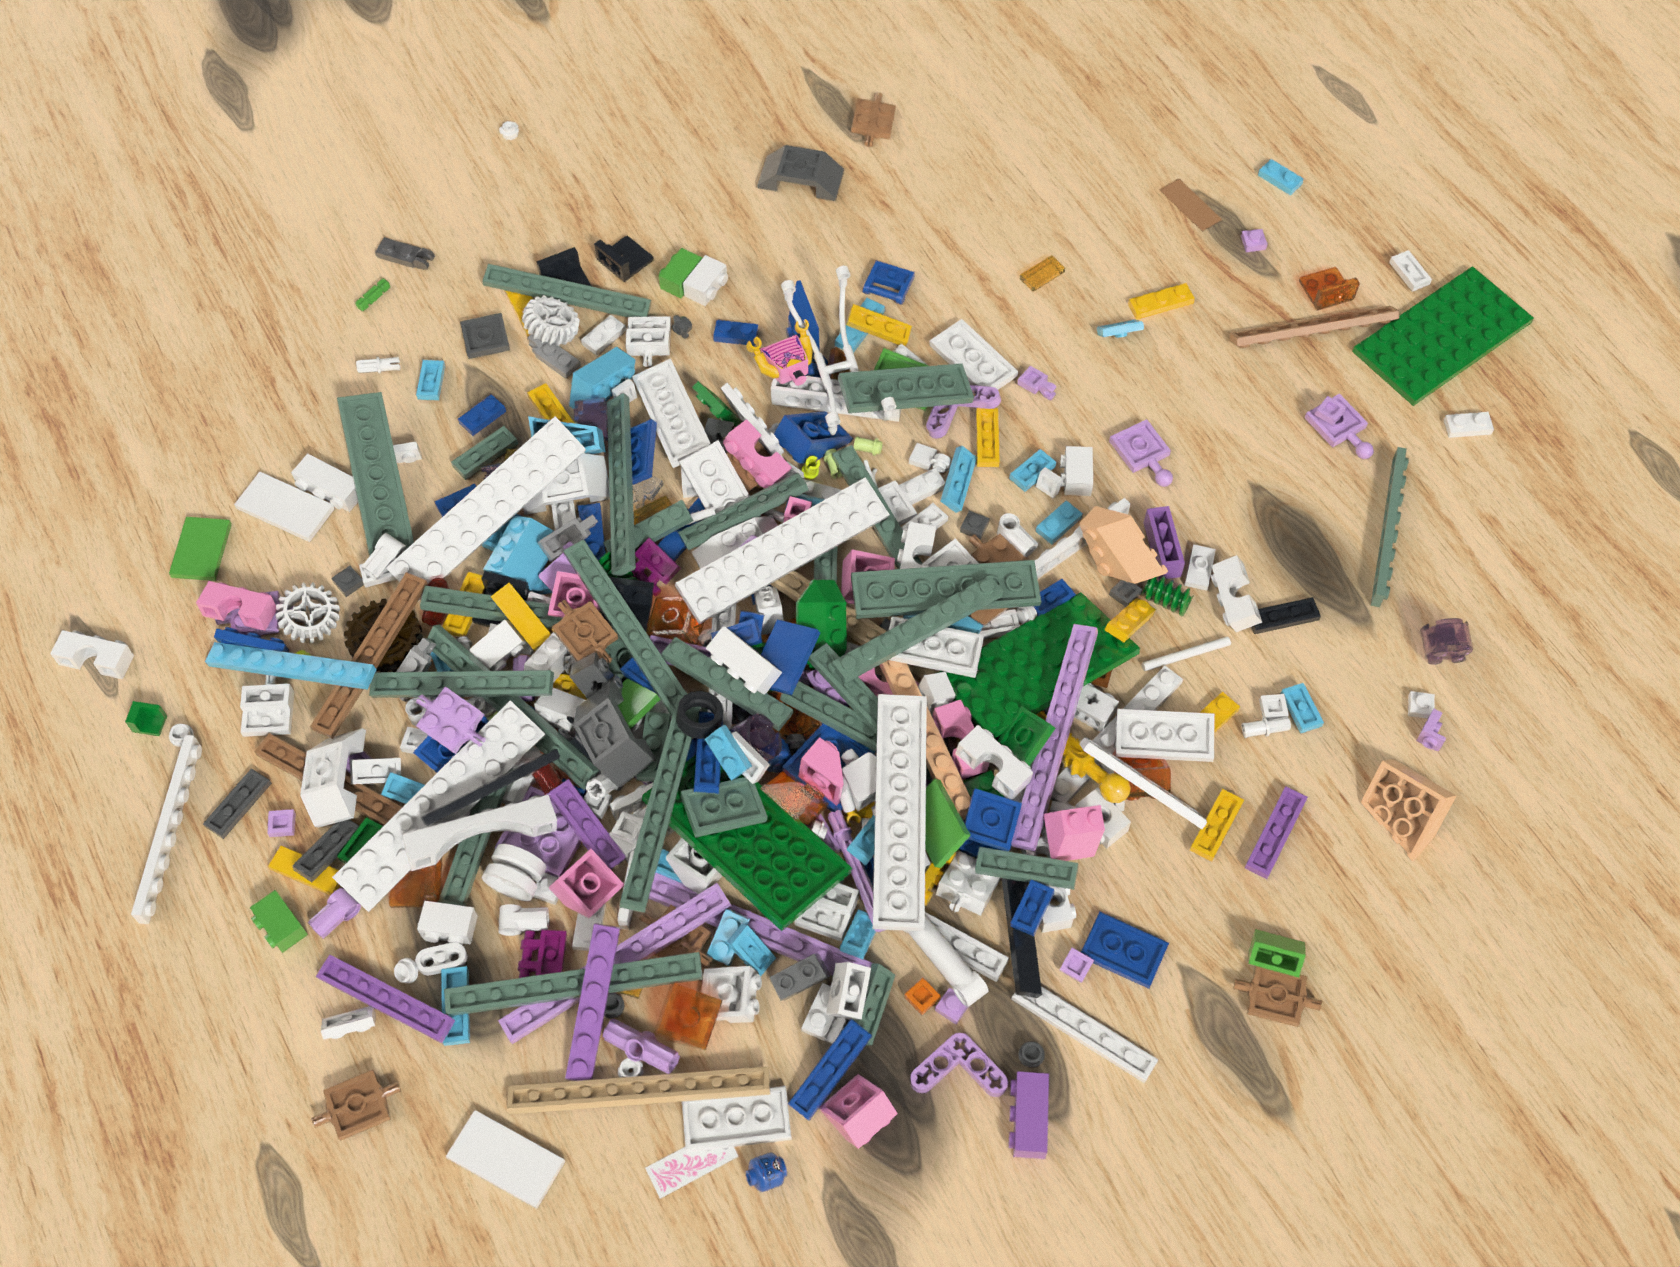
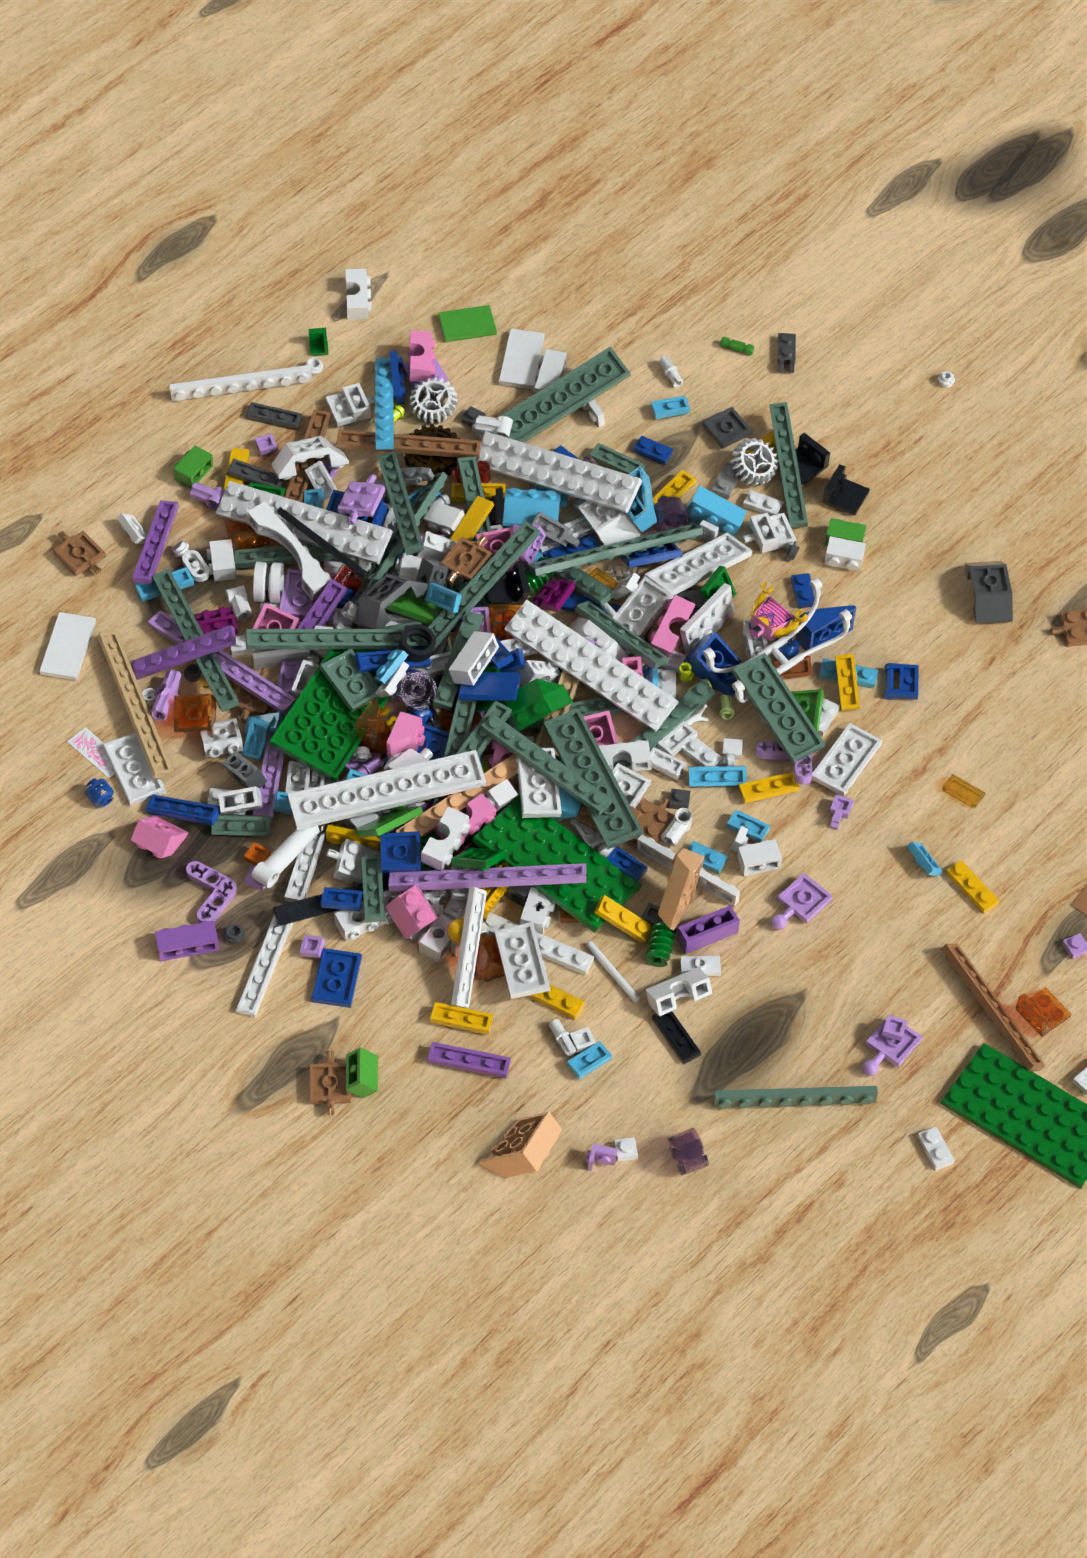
camera: 70 degrees right, 5 degrees down
(636, 670) = (443, 597): none -> medium azure plate
(679, 485) = (625, 586): none -> white plate

